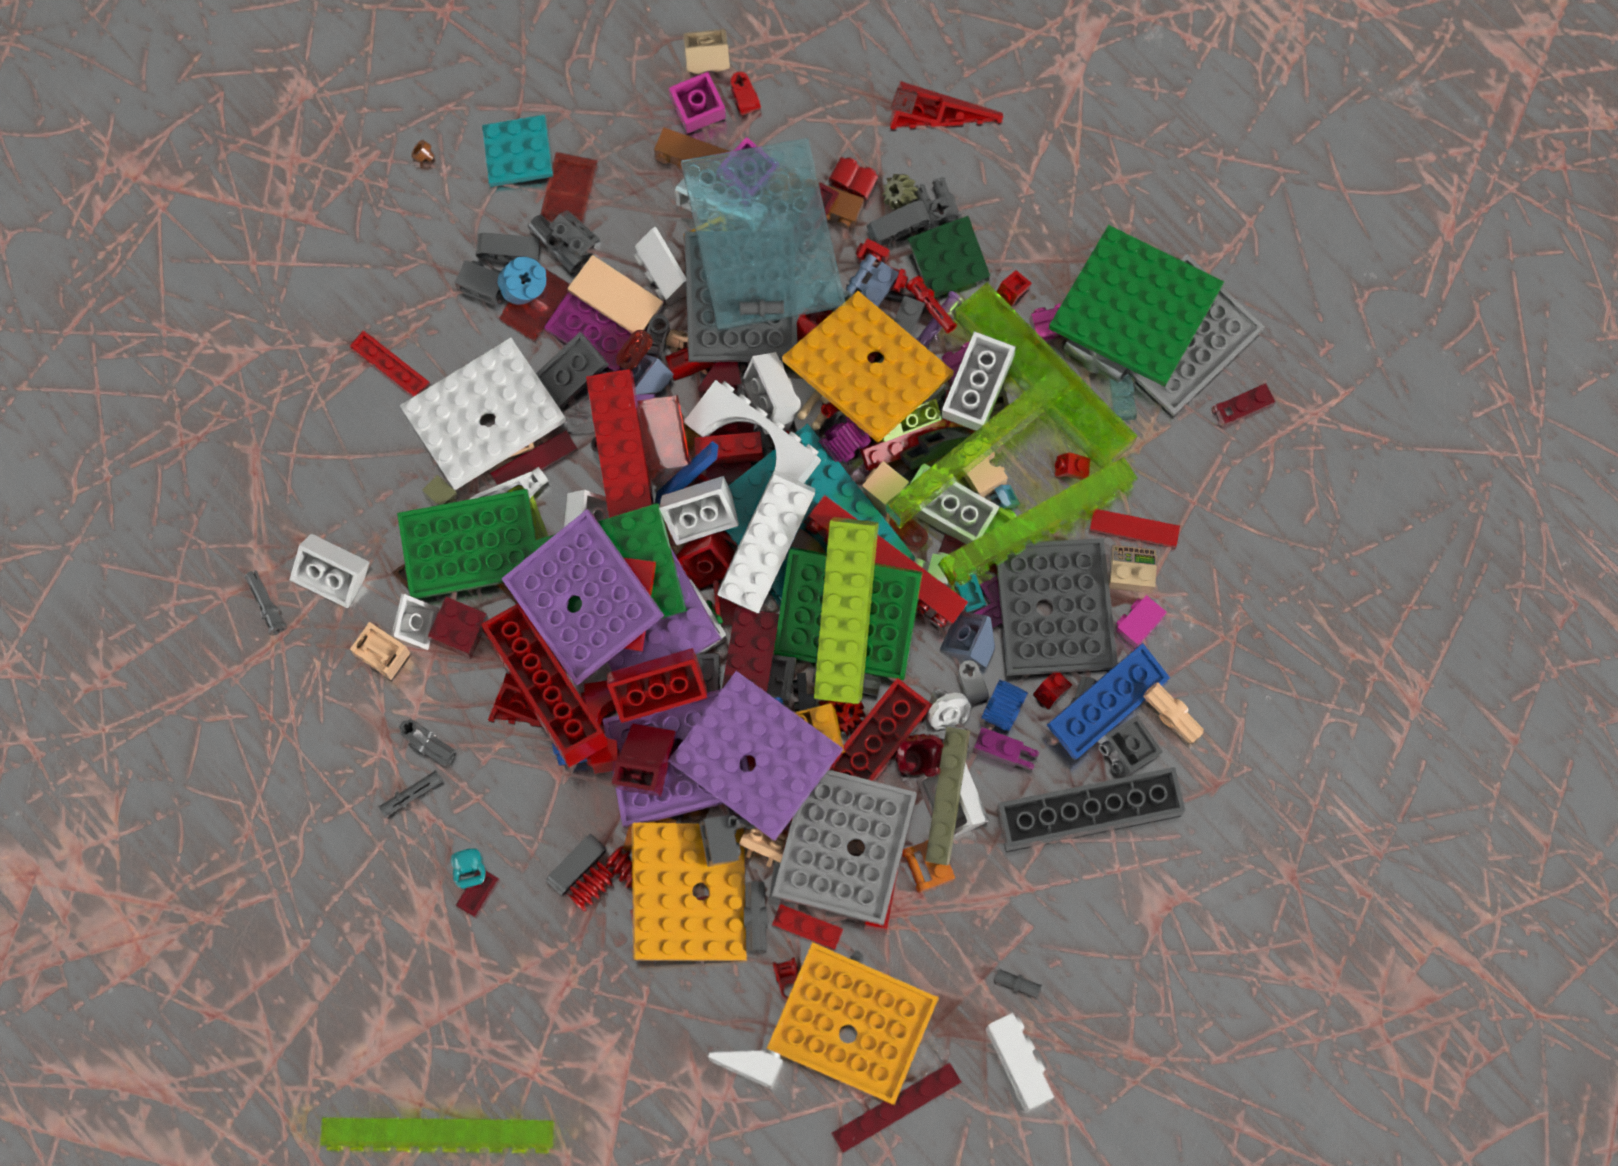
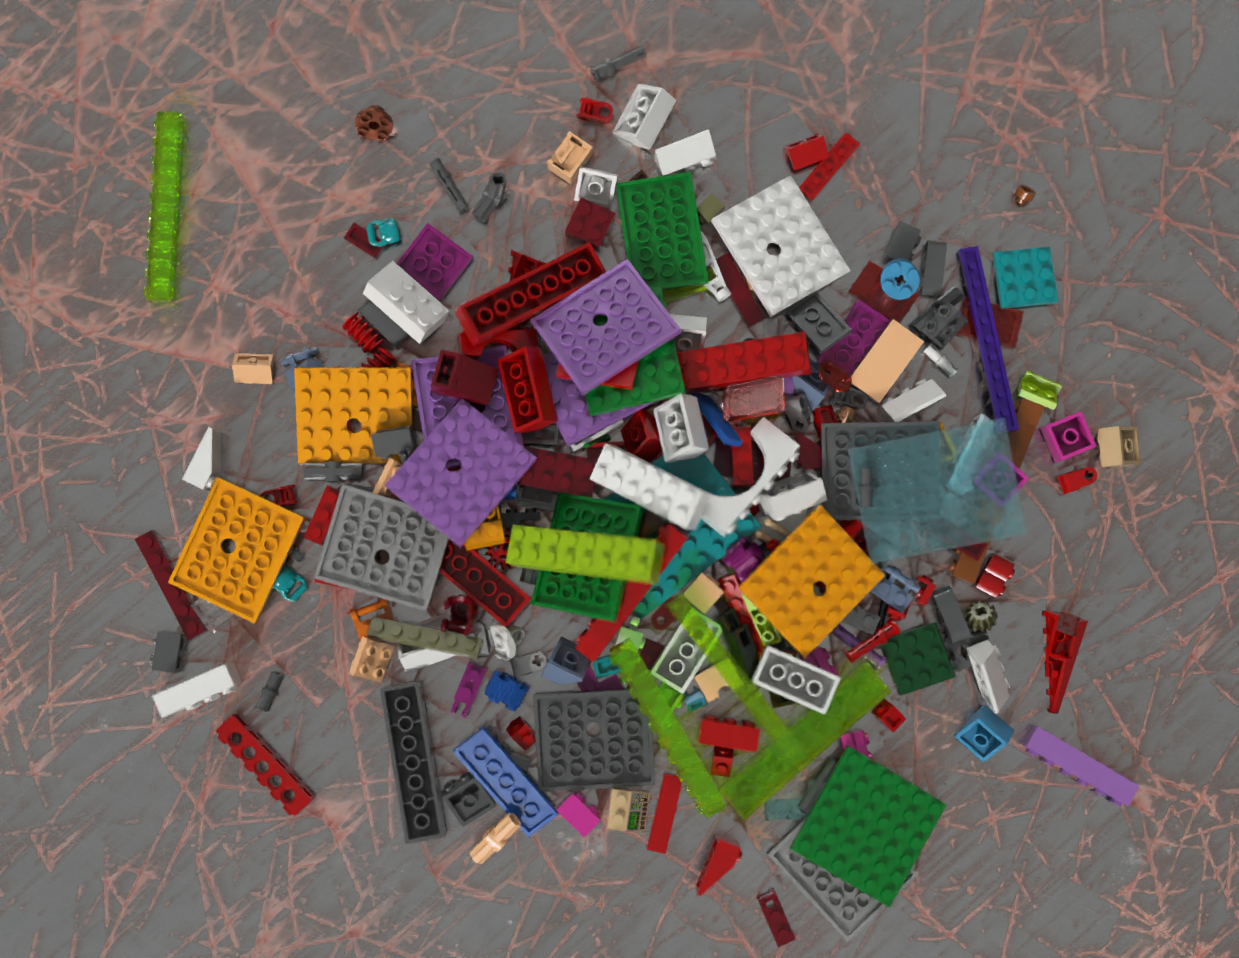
camera: 90 degrees right, 10 degrees up
(322, 631) = (593, 111): none -> red piece
(336, 882) = (374, 123): none -> copper plate
(371, 387) = (807, 151): none -> red panel
(378, 521) = (685, 154): none -> white slope
(504, 808) = (434, 261): none -> magenta plate
(553, 835) = (406, 302): none -> white brick
(584, 188) = (987, 337): none -> dark purple plate
(612, 239) = (940, 360): none -> white pin
(633, 1018) = (253, 368): none -> light nougat panel
(640, 969) = (291, 359): none -> sand blue plate
(645, 133) = (1039, 389): none -> lime bracket
(677, 385) = (798, 410): none -> light grey piece
(888, 966) = (285, 582): none -> teal piece
(963, 181) = (989, 674): none -> white slope
(975, 861) = (371, 659): none -> light nougat plate
(976, 1105) = (167, 651): none -> dark grey brick
(1028, 187) = (984, 733): none -> dark azure slope
(1041, 457) = (728, 733): none -> red brick
(1058, 88) = (1080, 765): none -> medium lavender brick
(1141, 938) = (275, 766): none -> red brick
(1185, 465) = (720, 860): none -> red slope

